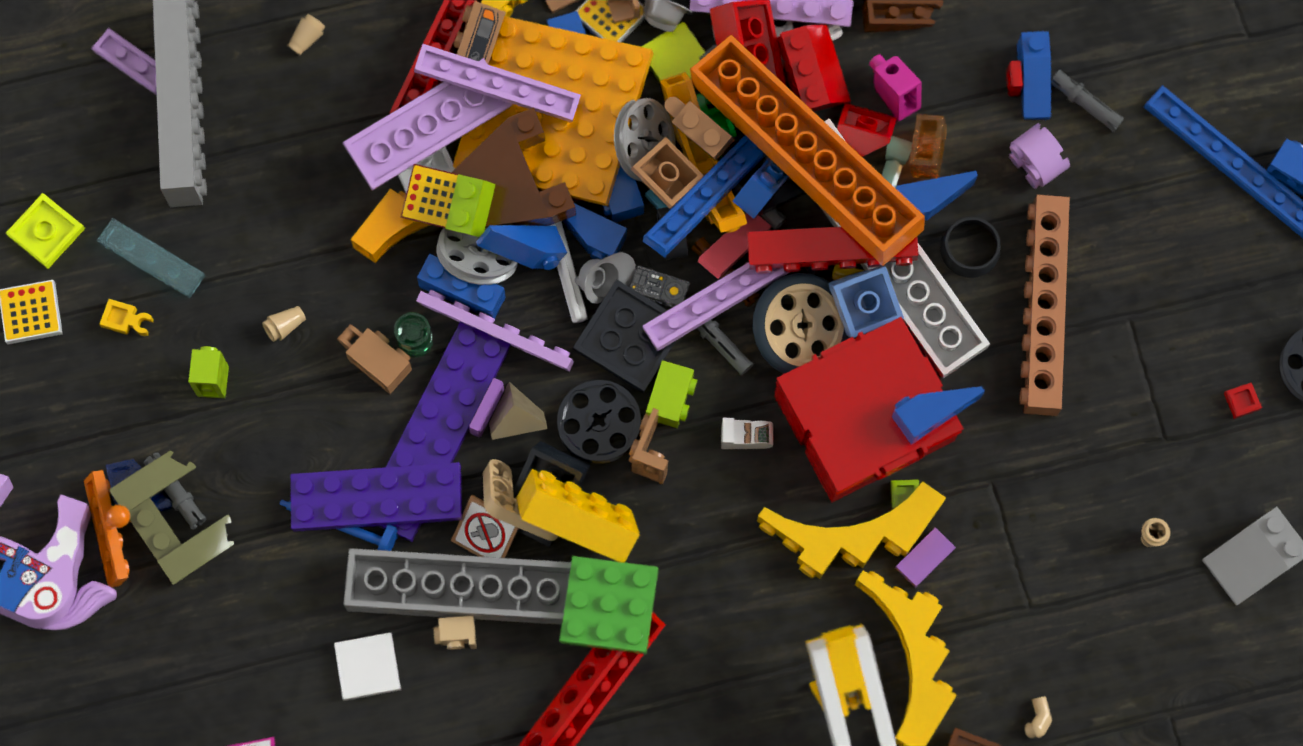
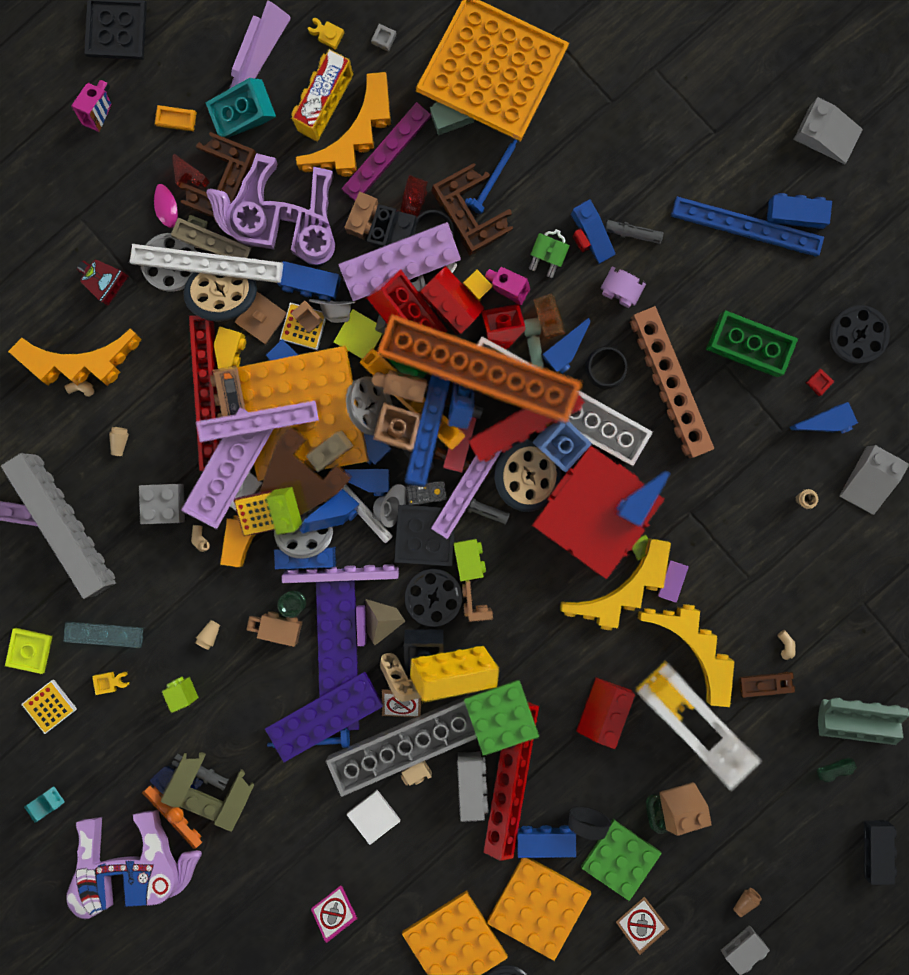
camera: 20 degrees left, 15 degrees up
(317, 133) = (161, 503): none -> light grey brick
(337, 202) = (198, 540): none -> tan arm
(522, 682) = (472, 786): none -> light grey brick
(566, 163) = (329, 451): none -> dark tan brick
(746, 434) = (527, 560): white leg -> none
(750, 682) = (605, 712): none -> red slope
(855, 66) = (477, 285): none -> yellow panel
(968, 72) = (549, 251): none -> bright green piece
(1172, 304) = (752, 344): none -> green brick
(1230, 452) = (832, 420): none -> blue slope

